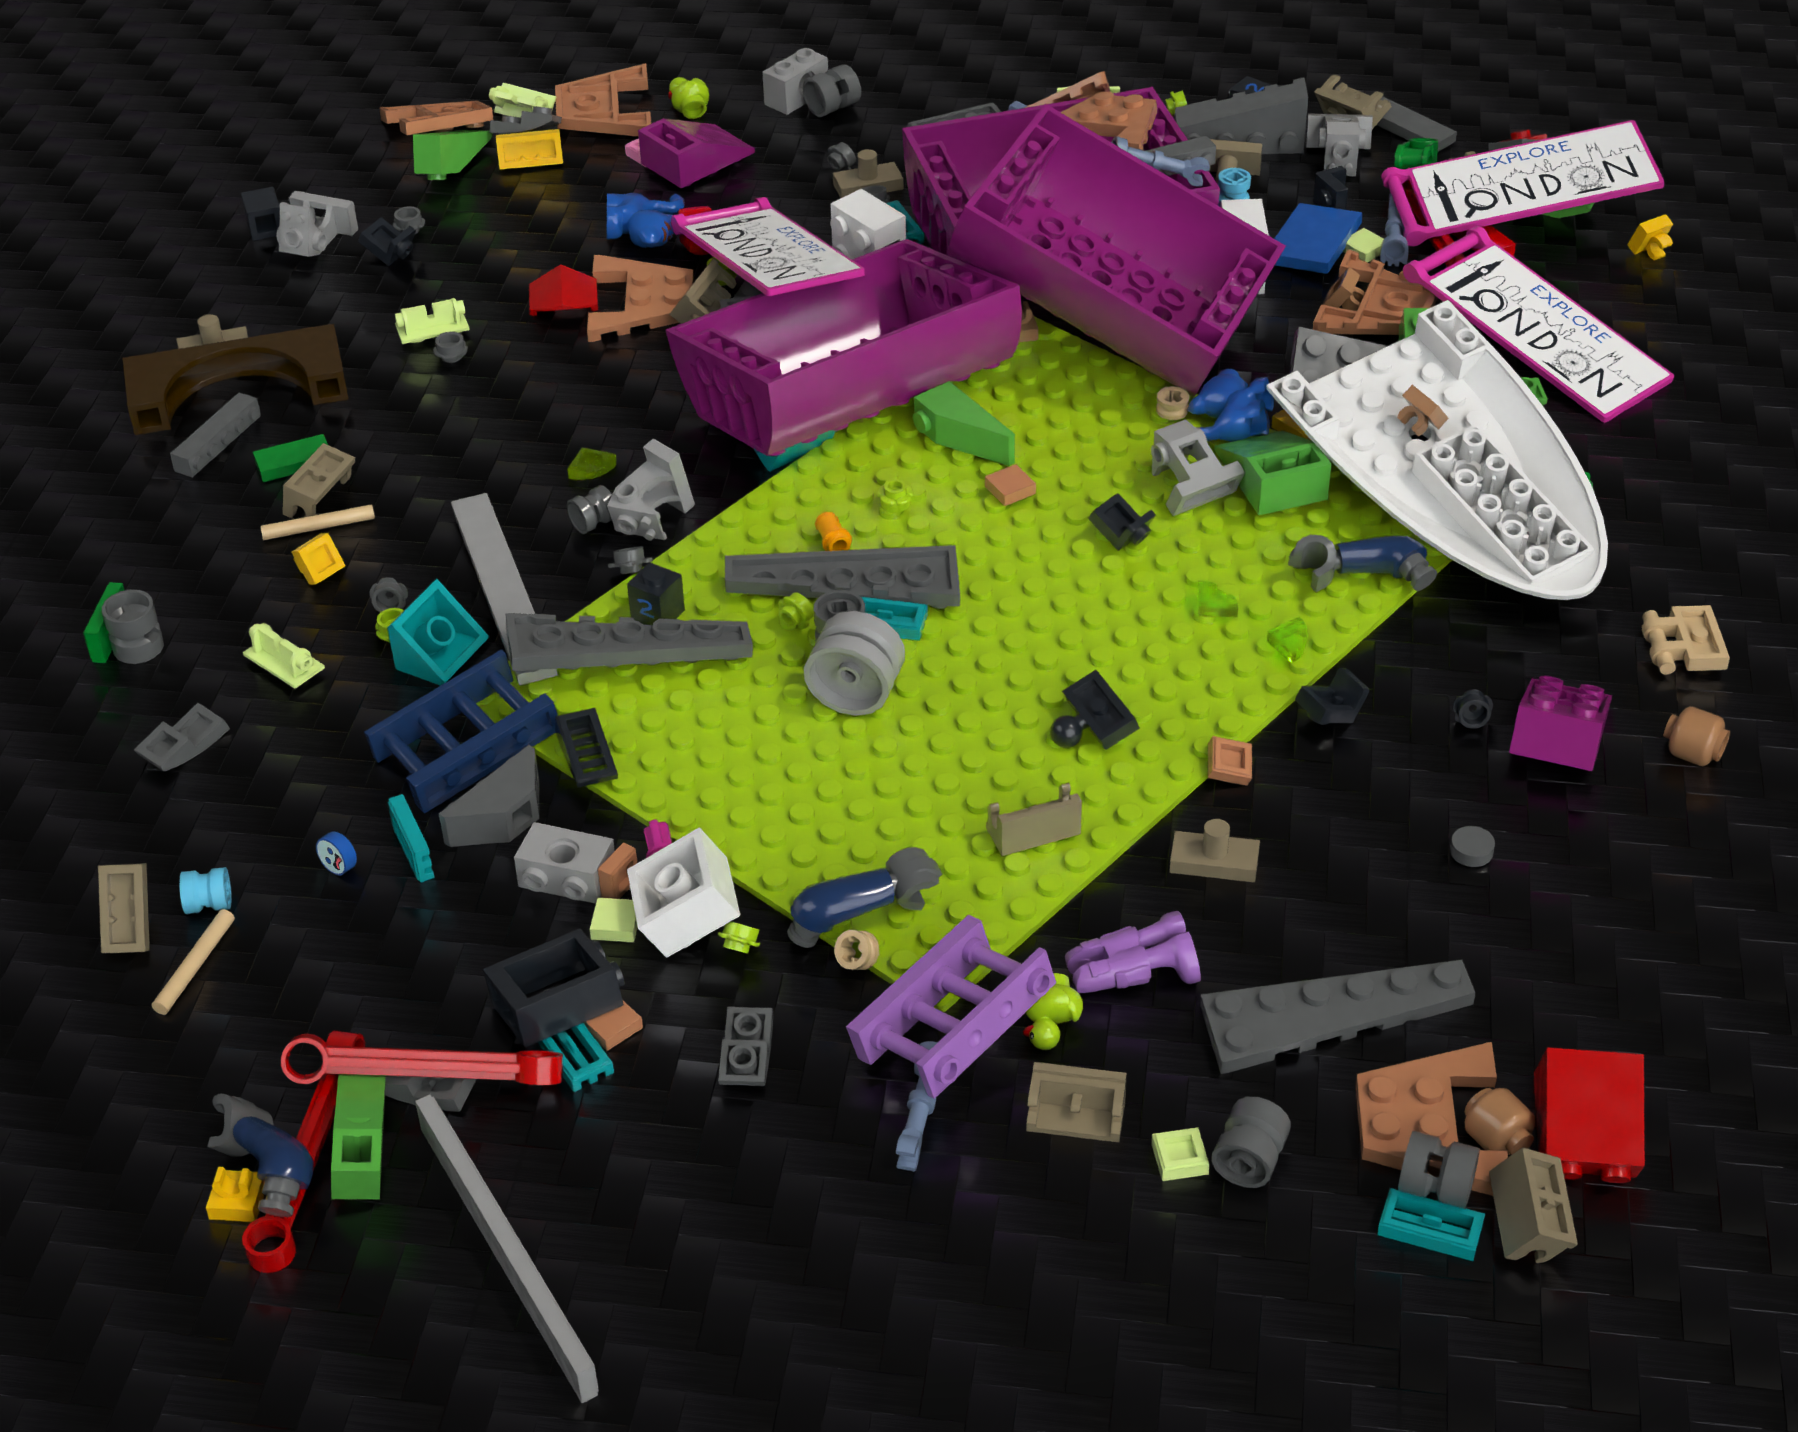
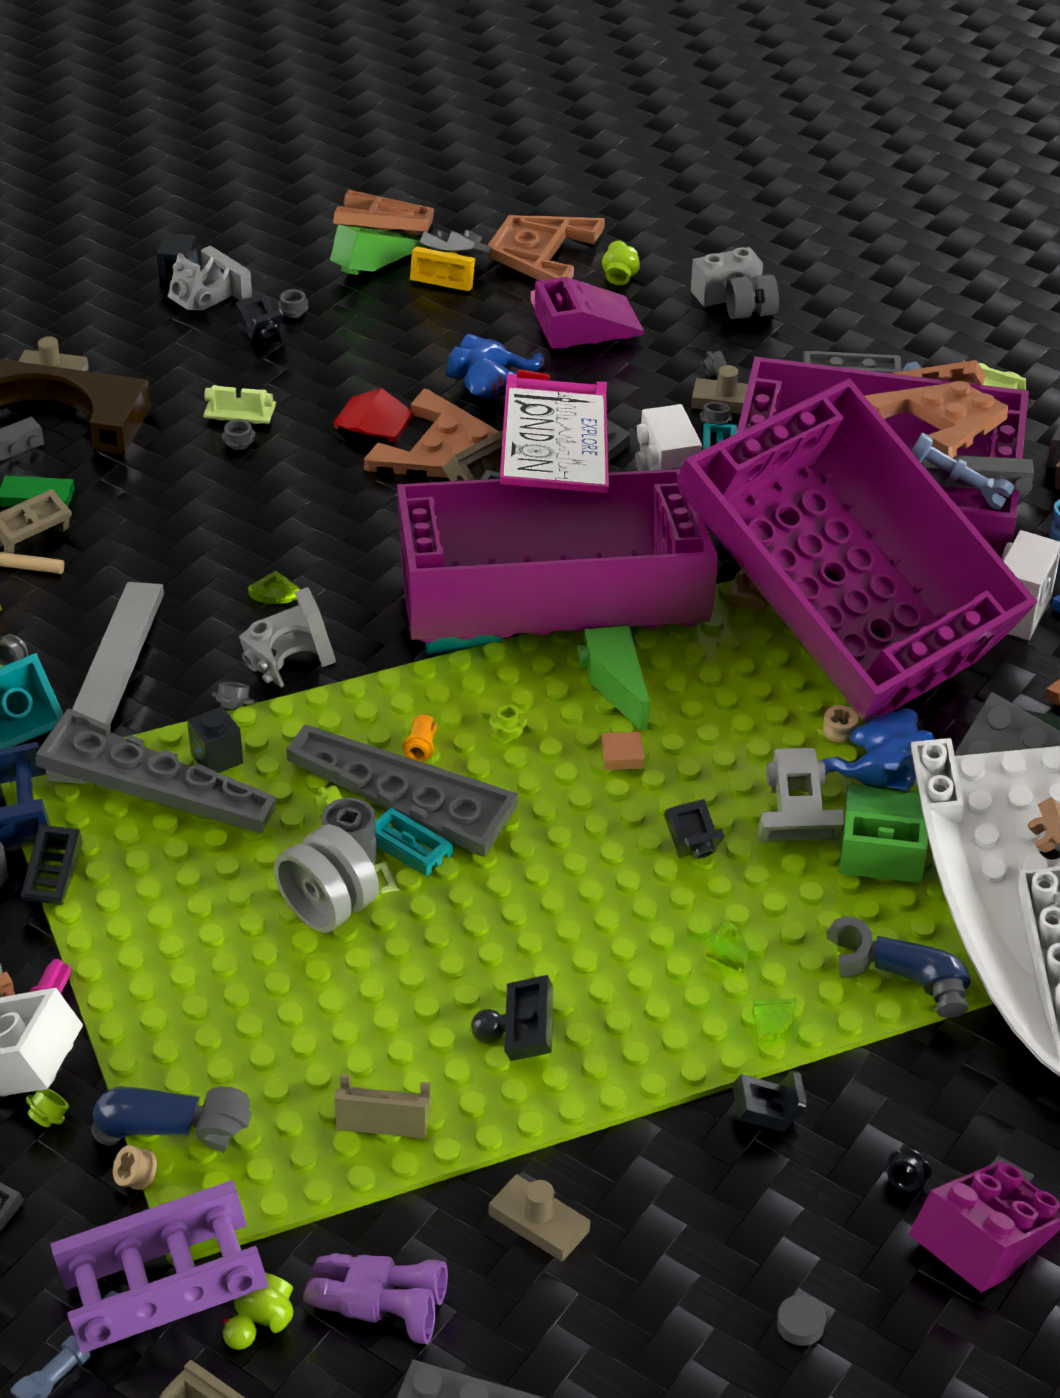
camera: 25 degrees right, 0 degrees up
(512, 100) = (466, 217): yellowish green hinge -> none
(589, 510) = (225, 630): dark grey wheel -> none
(1229, 760) = (623, 1122): nougat tile -> none

